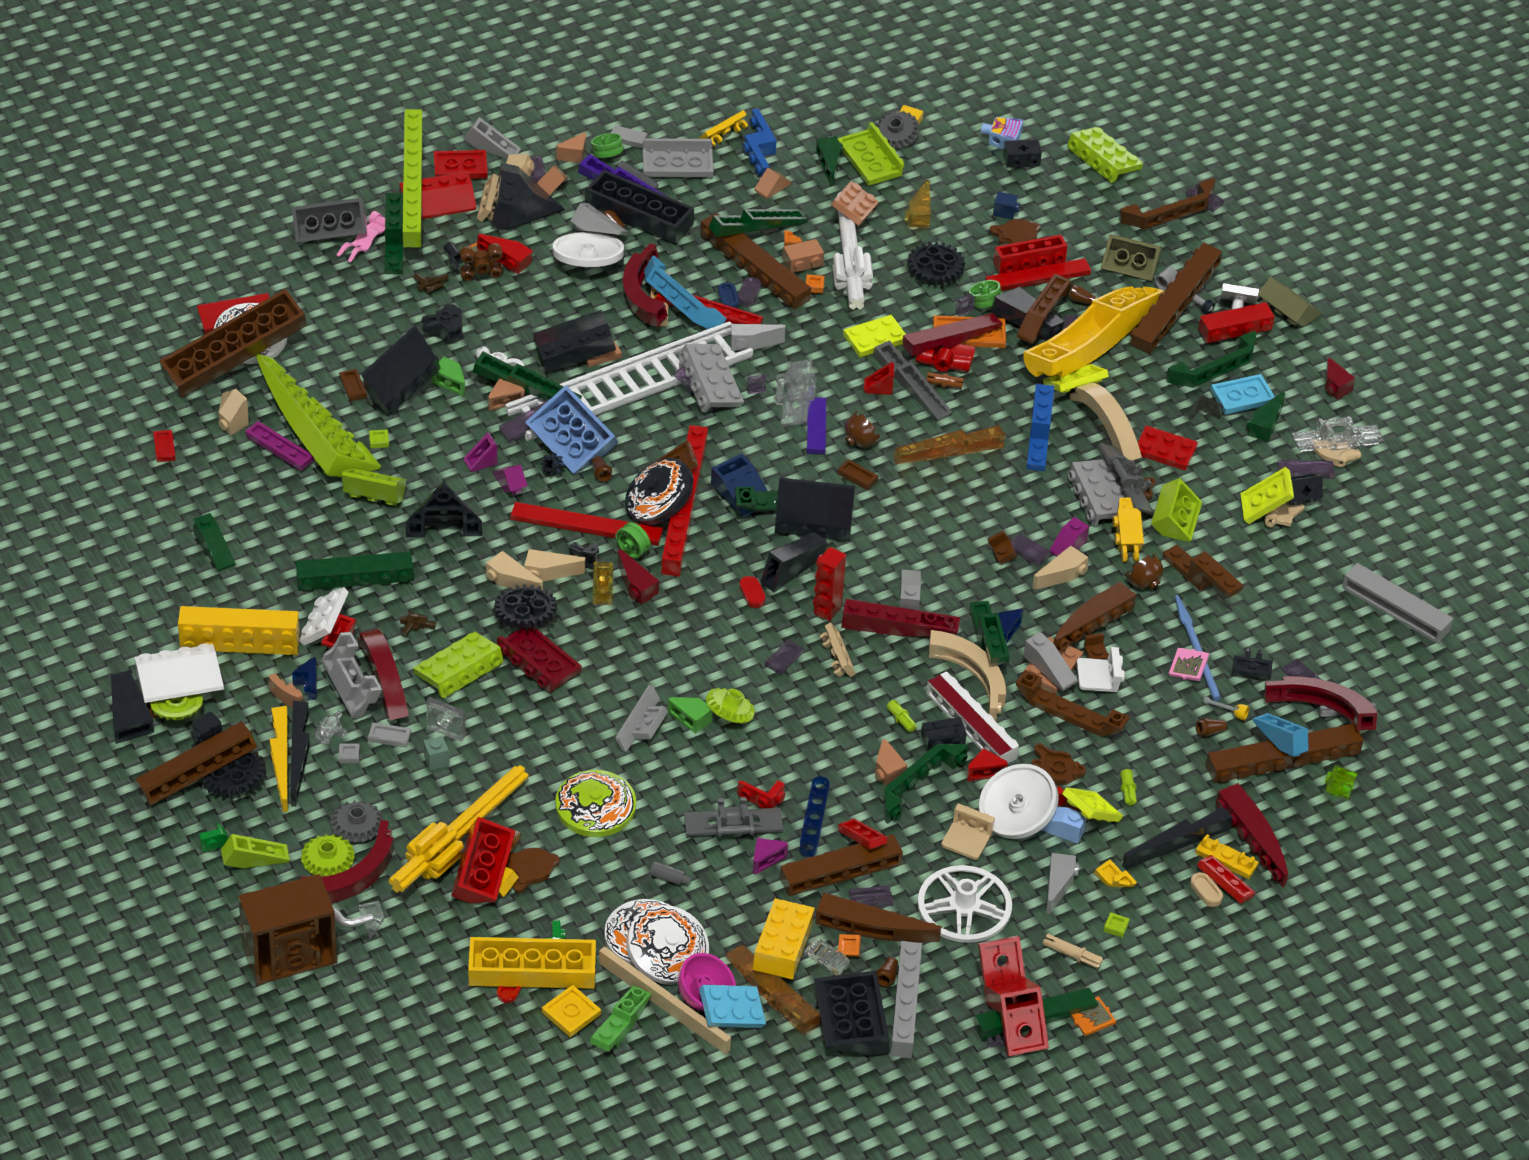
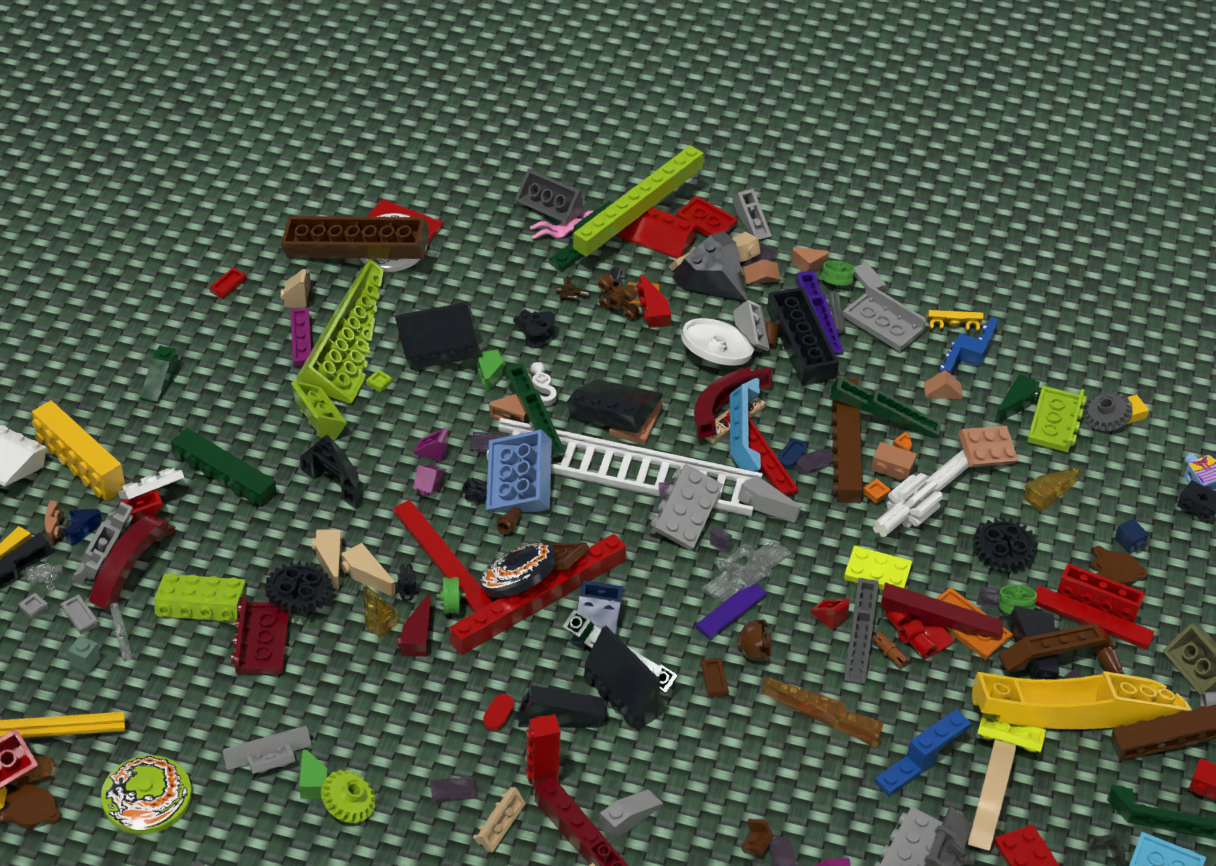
camera: 45 degrees right, 0 degrees up
(415, 621) = (215, 538): dark brown piece -> none

